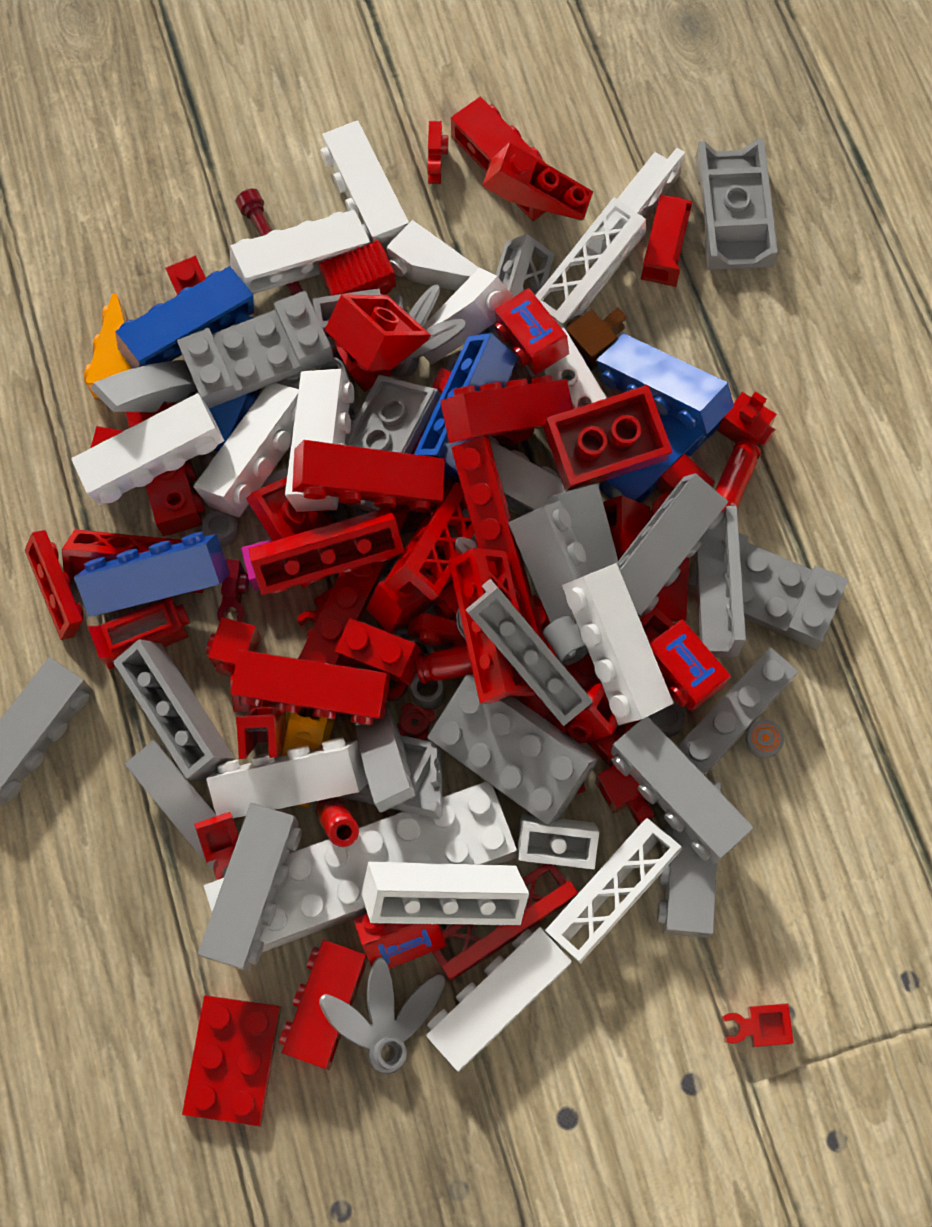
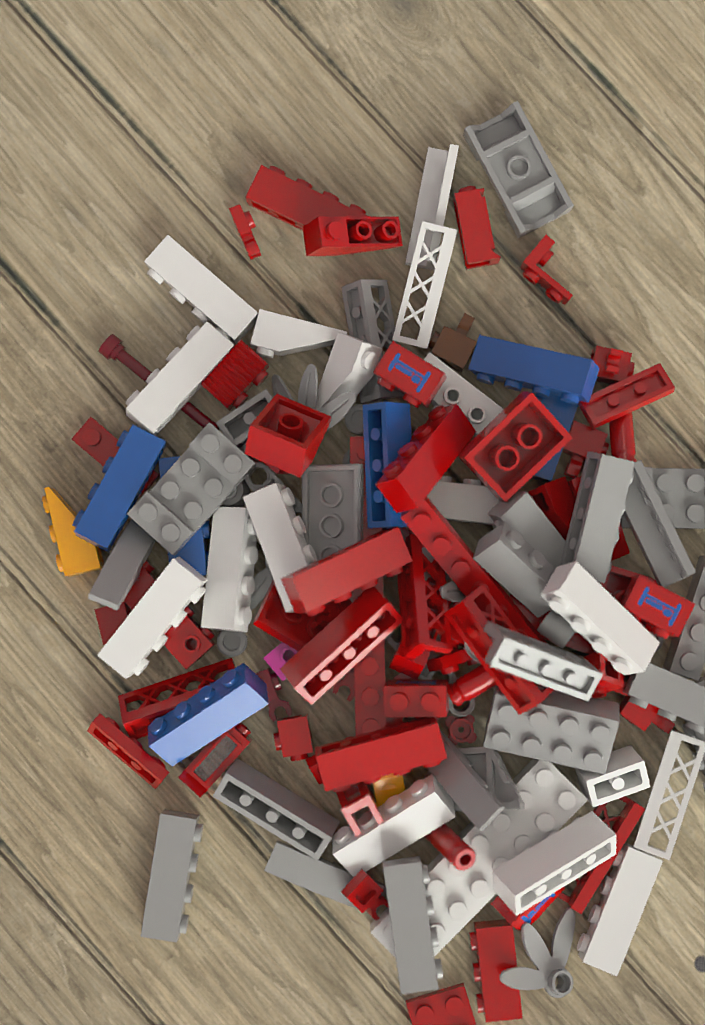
camera: 25 degrees left, 15 degrees up
(709, 302) = (541, 255): none -> red bracket
(751, 449) = (627, 396): none -> red plate

